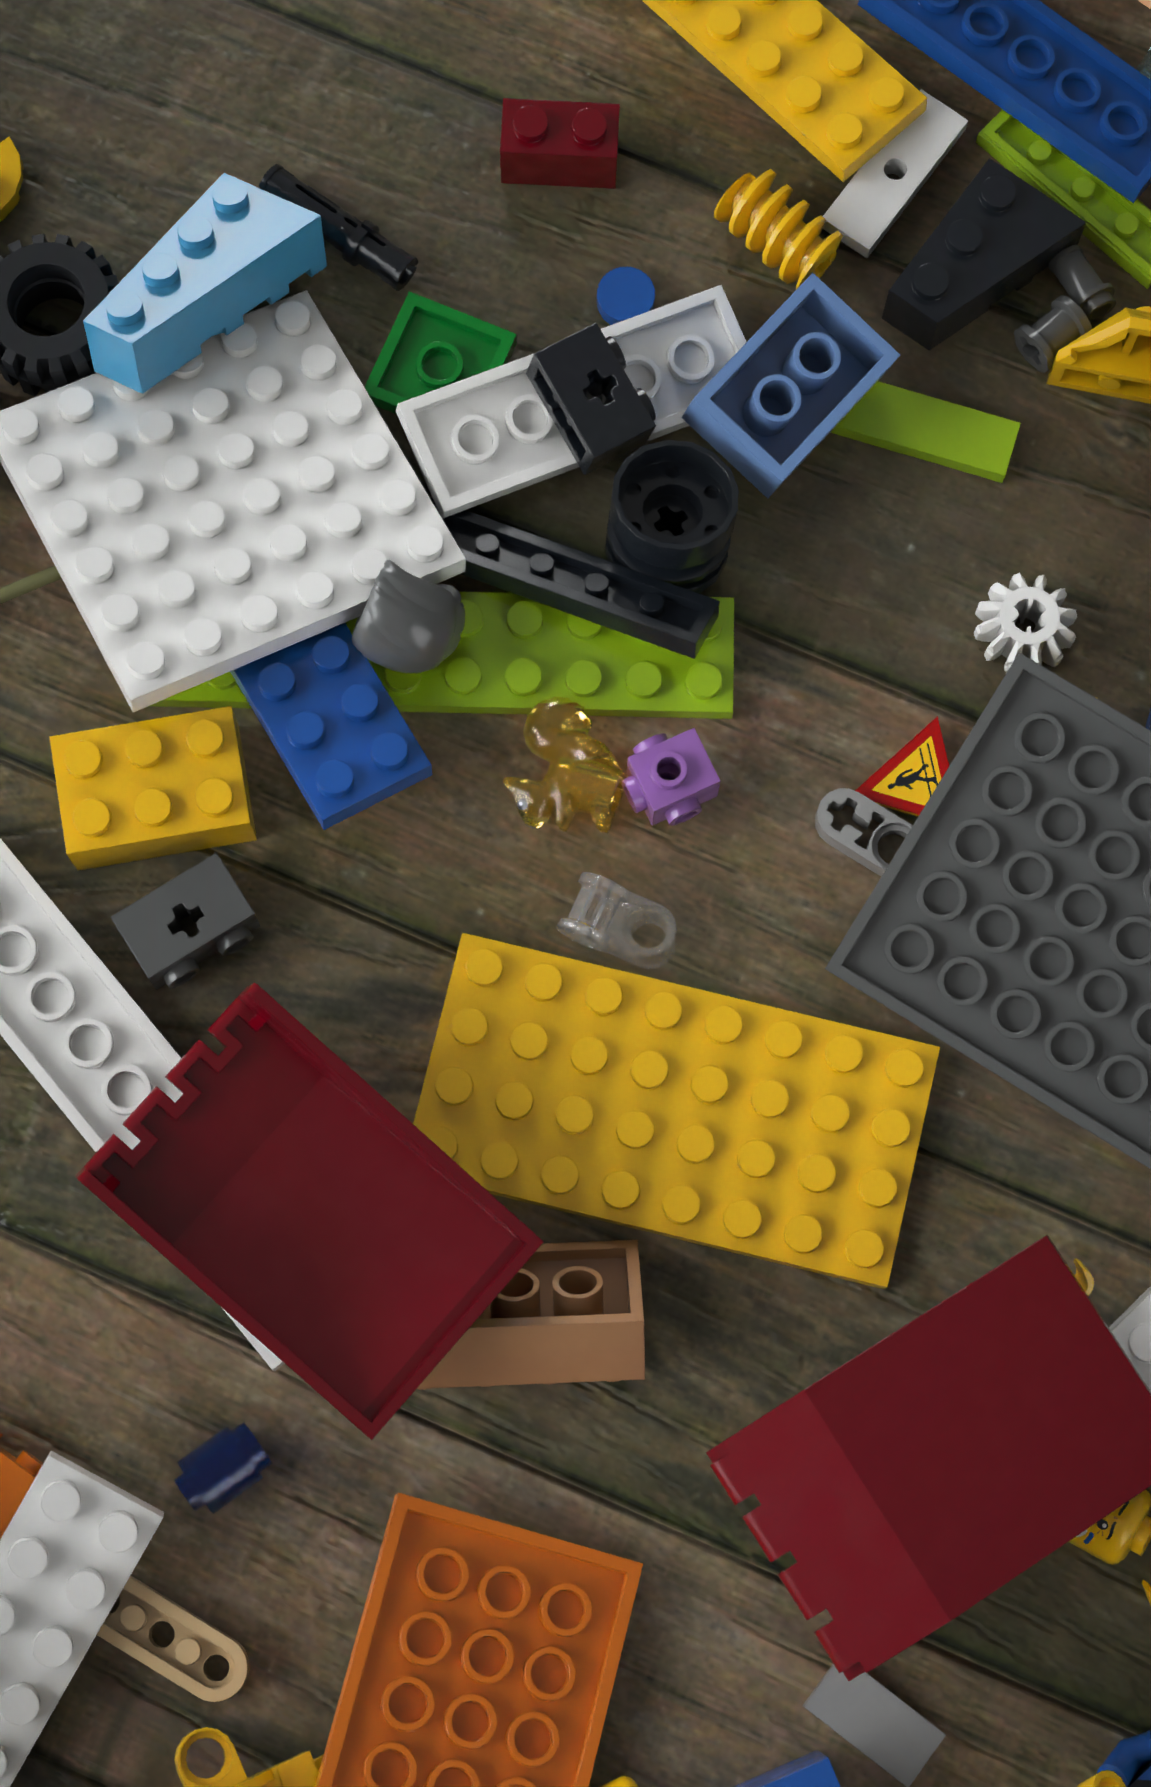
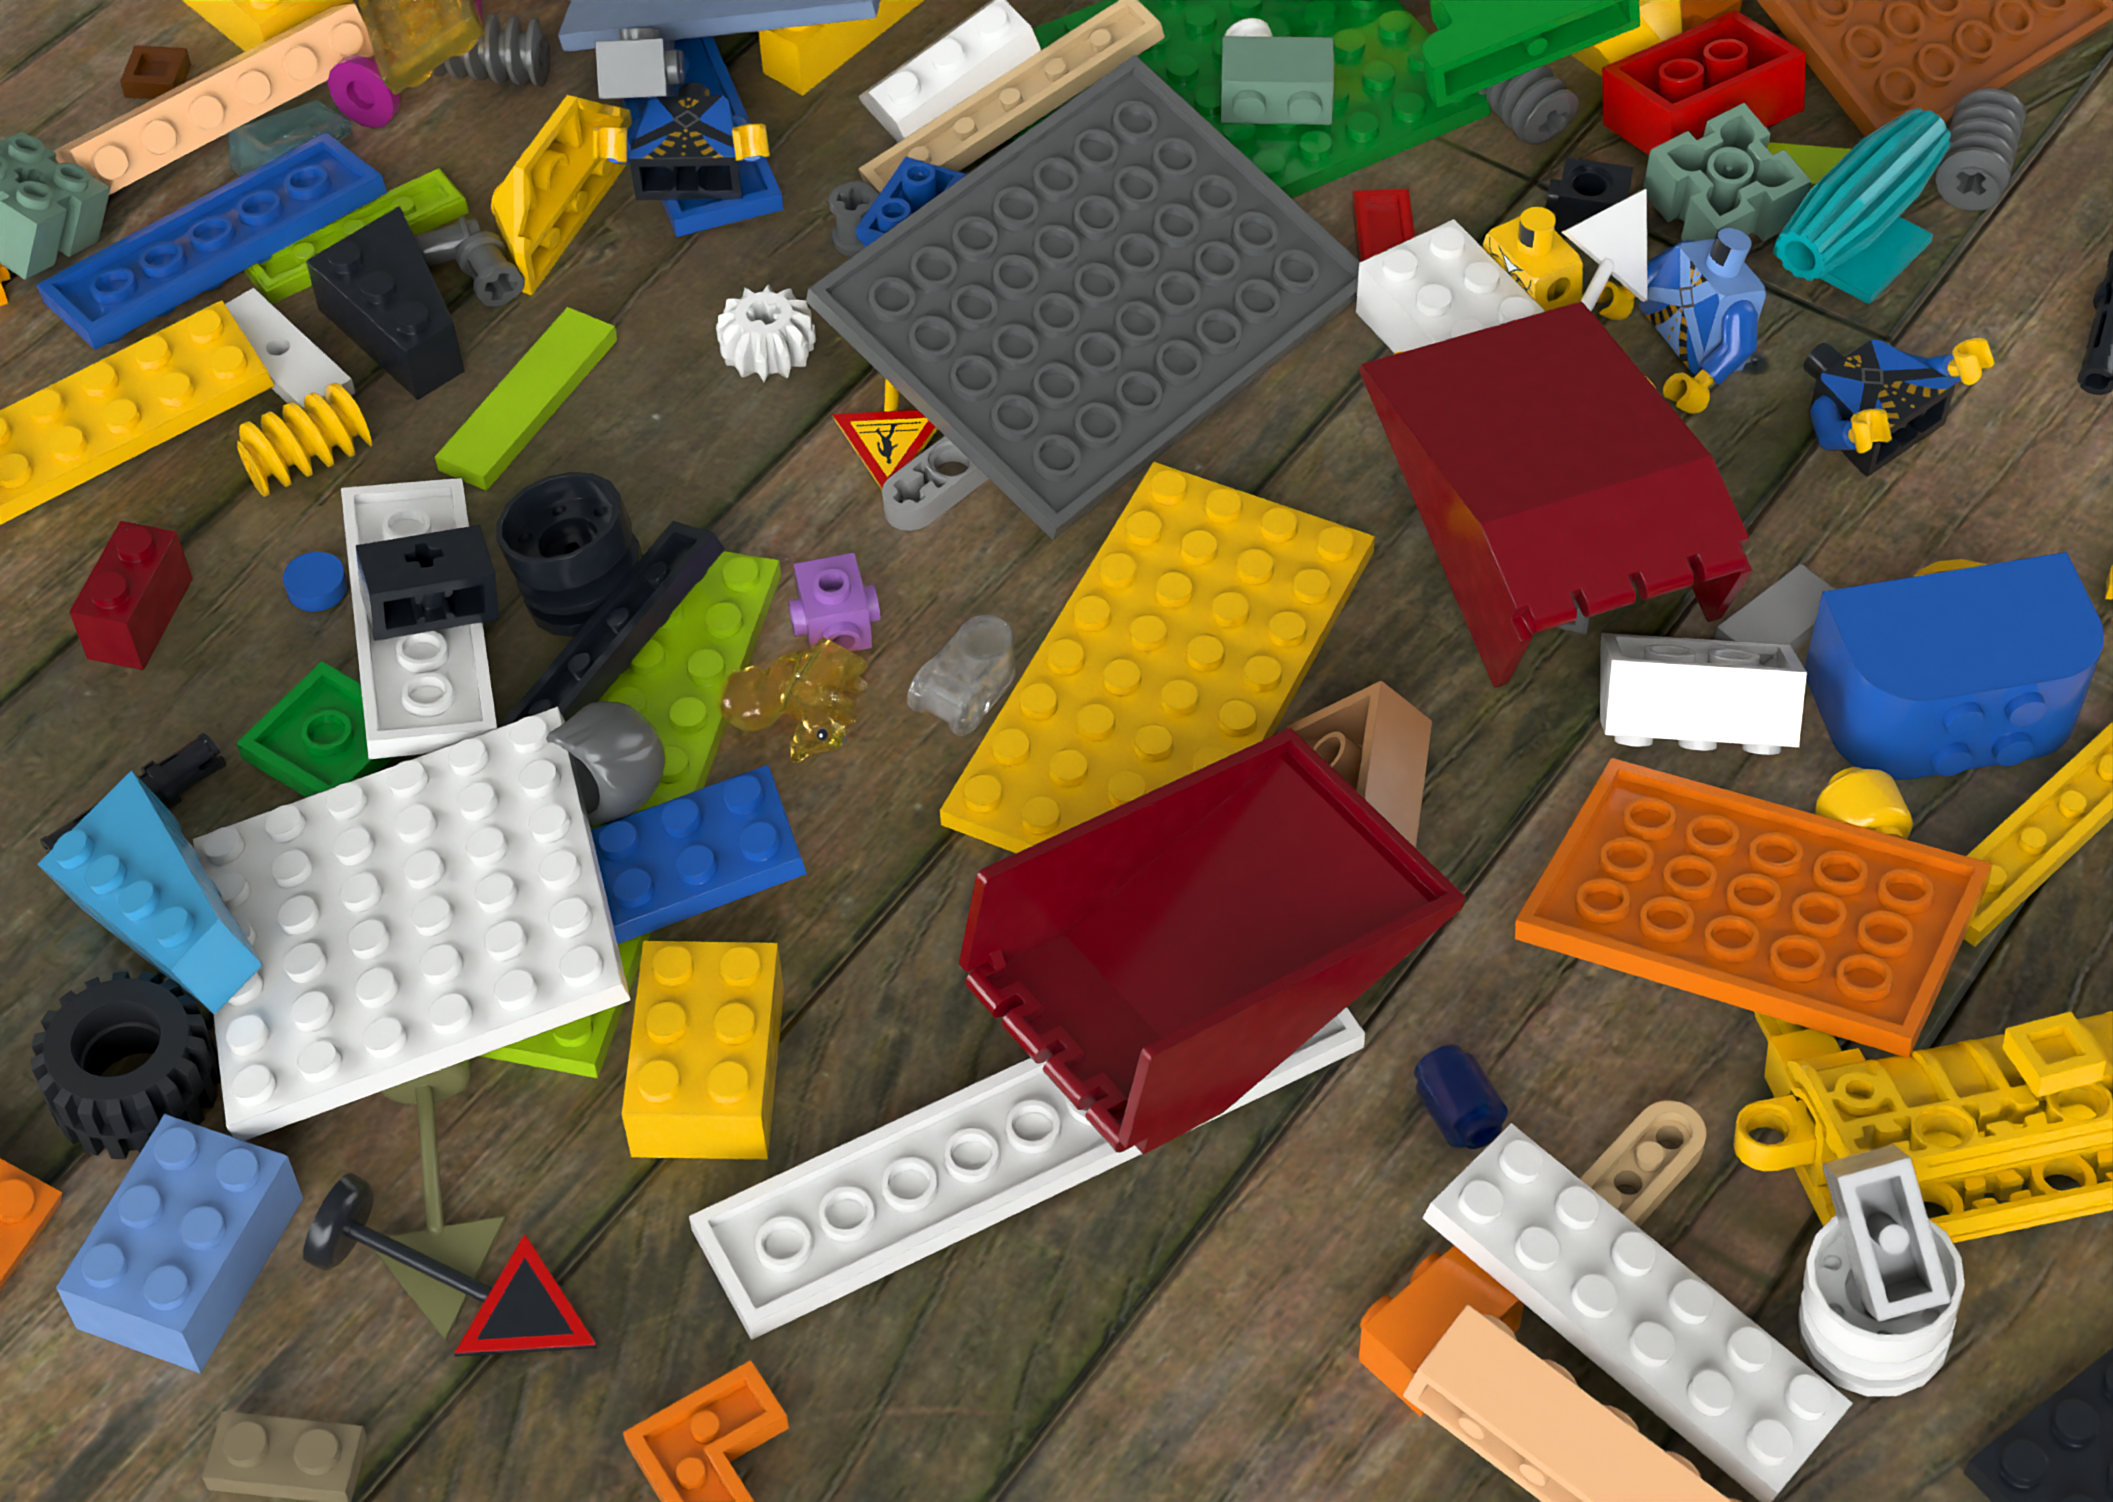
camera: 75 degrees left, 25 degrees down
(210, 900) = (863, 1044): dark grey brick -> none
(743, 1650) = (1700, 692): none -> white slope
(790, 385) = (470, 429): medium blue brick -> none

